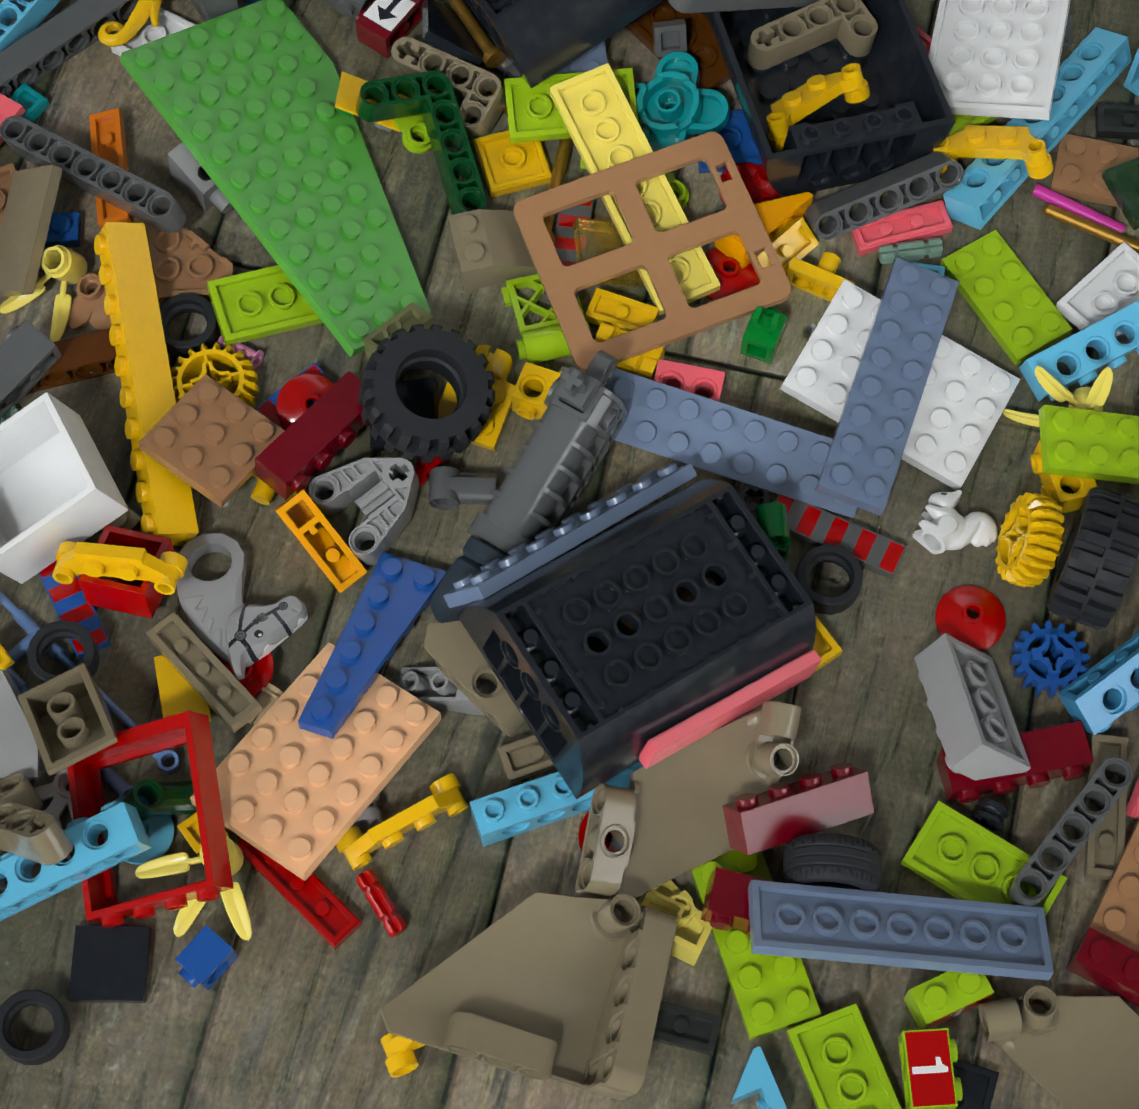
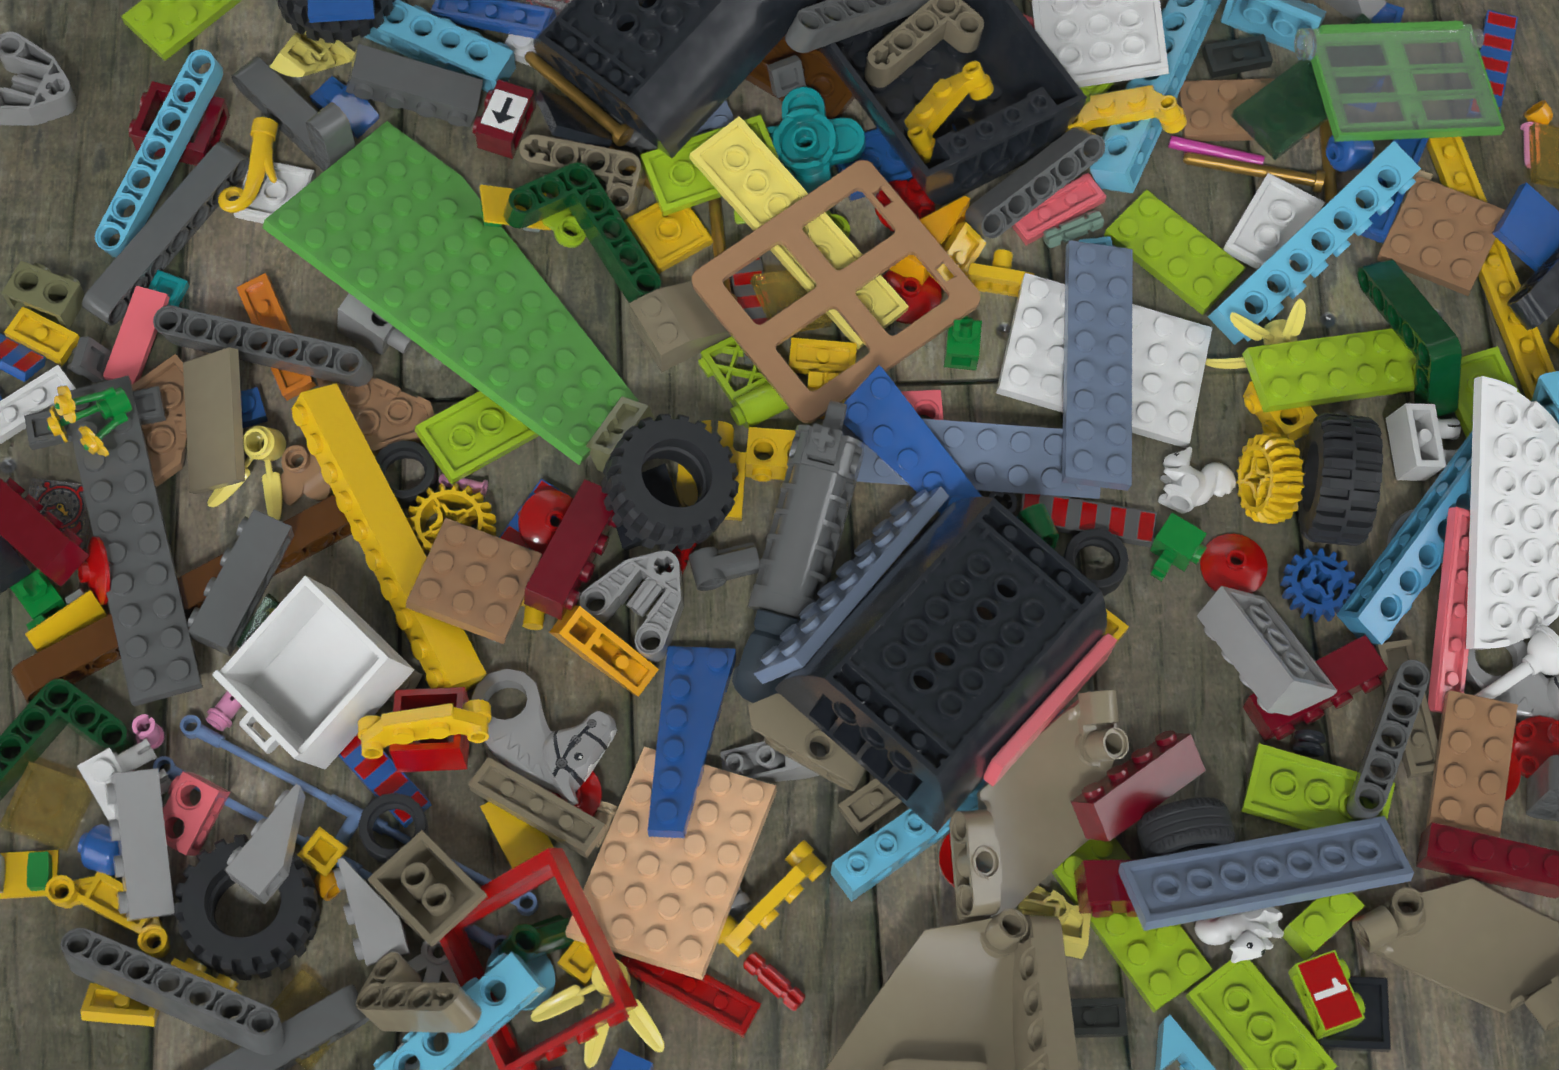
camera: 20 degrees left, 0 degrees up
(666, 406) = (902, 440): none -> blue wing
(867, 984) = (1246, 929): none -> white animal
(917, 582) = (1177, 545): none -> green brick

